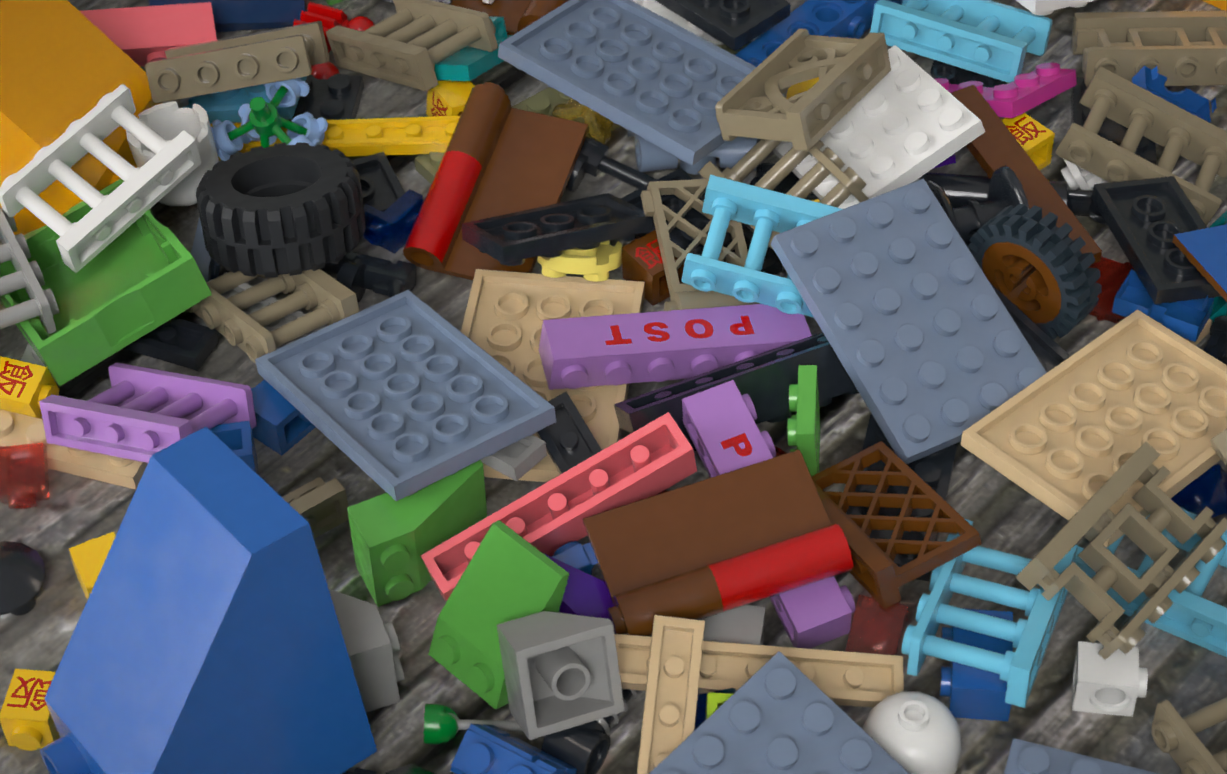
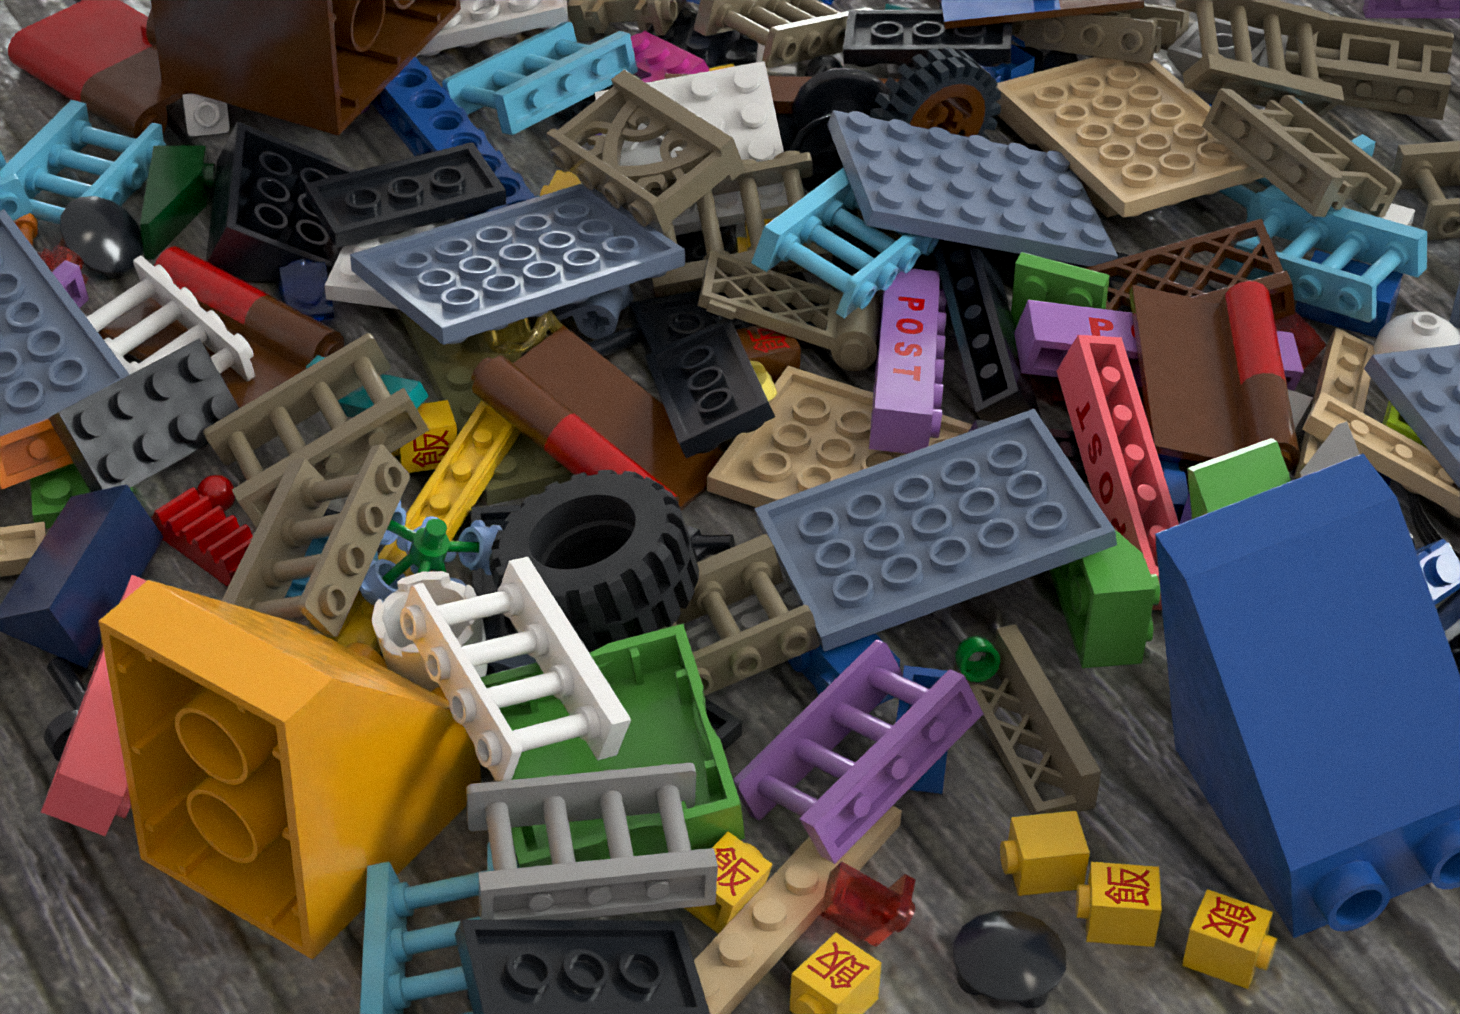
camera: 75 degrees left, 5 degrees down
(52, 627) = (1120, 904): none -> yellow brick
(312, 474) = (969, 652): none -> green hinge

